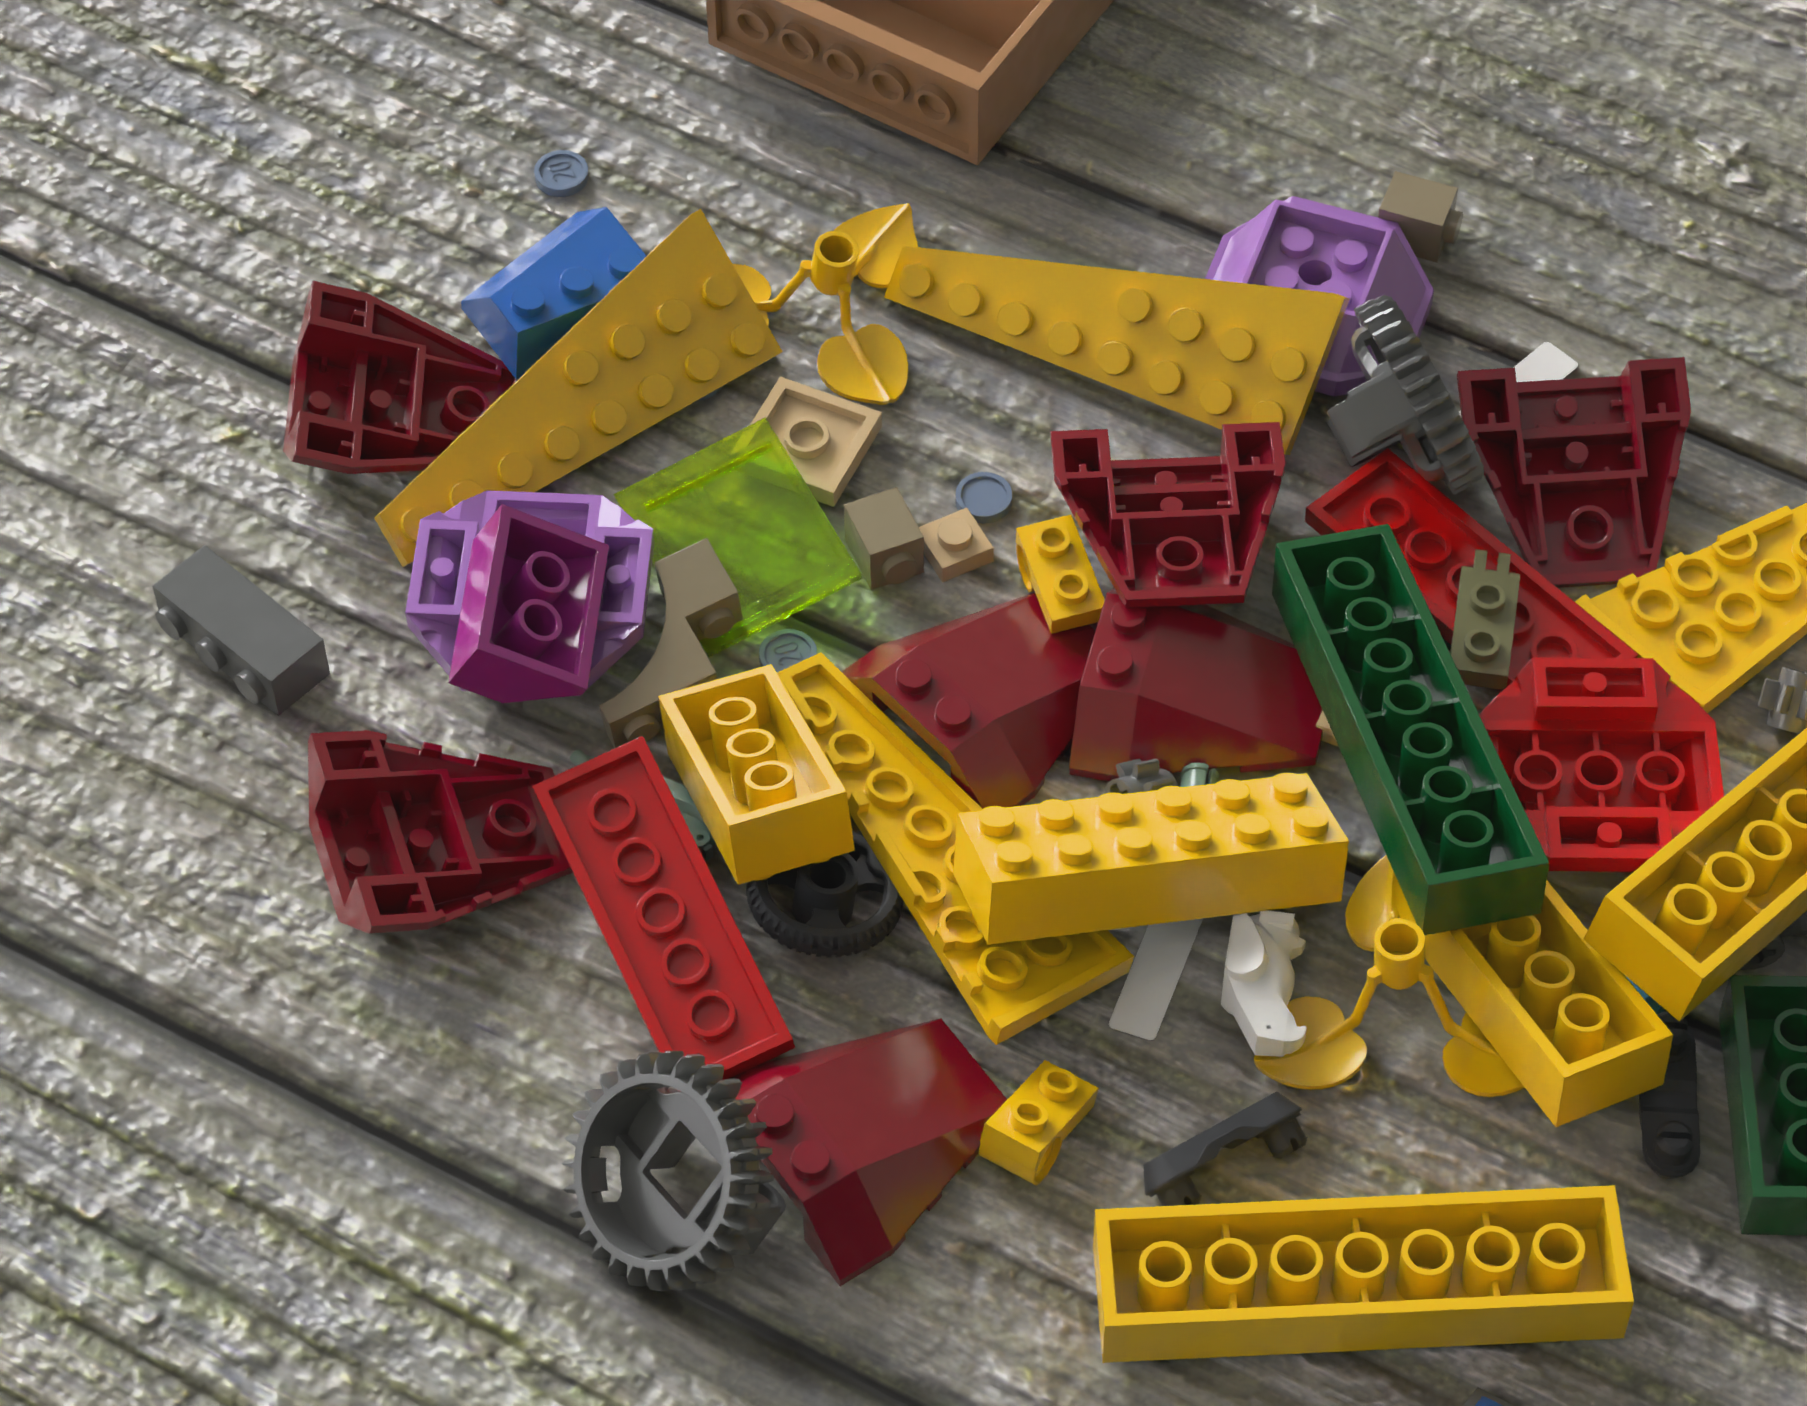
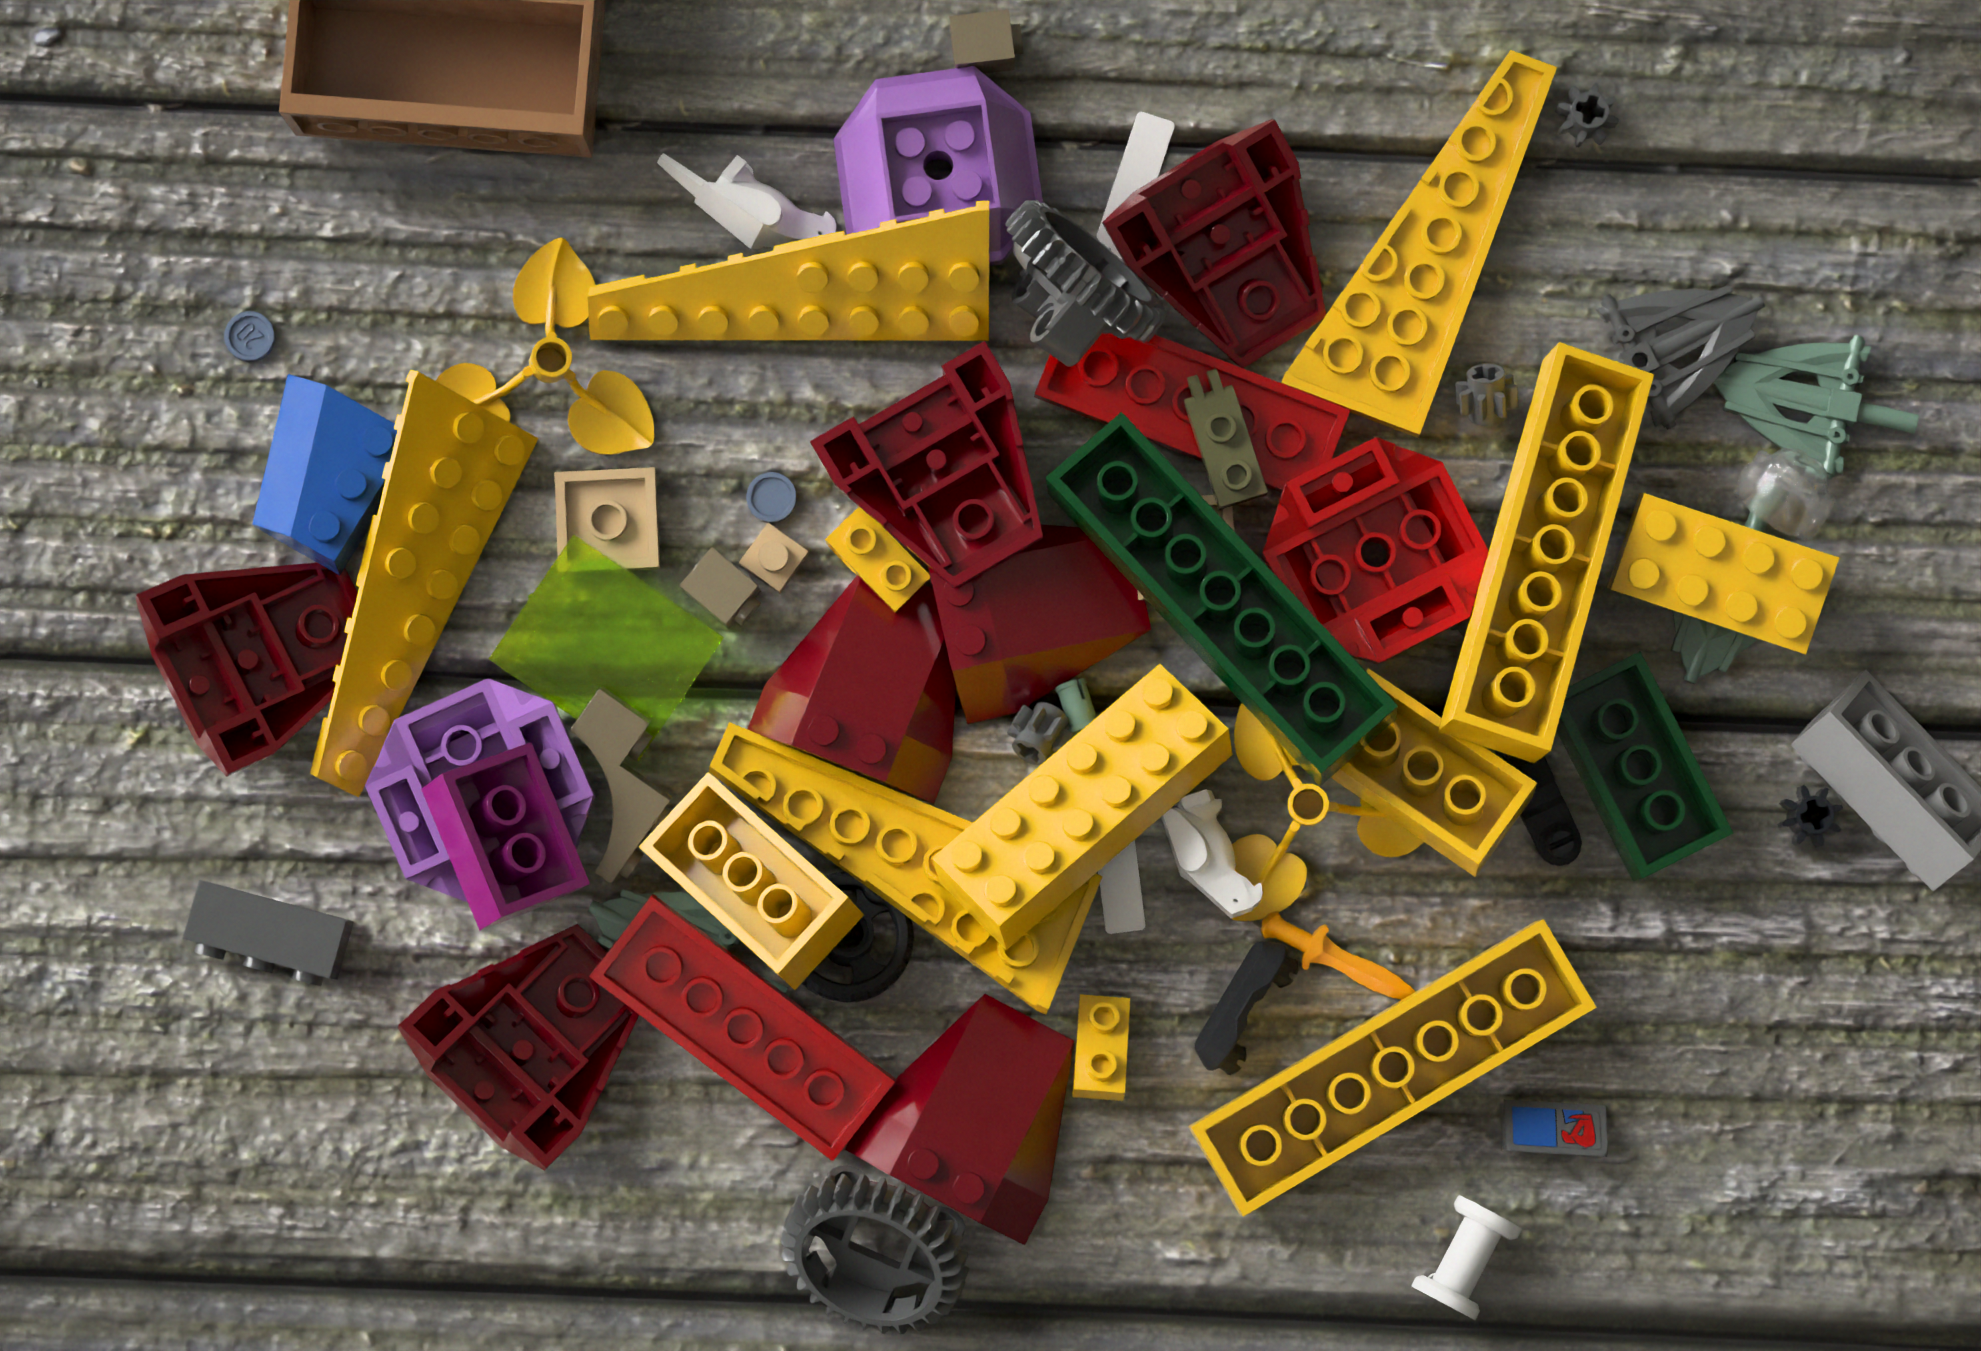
camera: 30 degrees left, 30 degrees up
(786, 649) = (699, 726): piece -> none
(1095, 232) = (749, 208): none -> white animal
(1339, 1139) = (1321, 950): none -> light orange sword

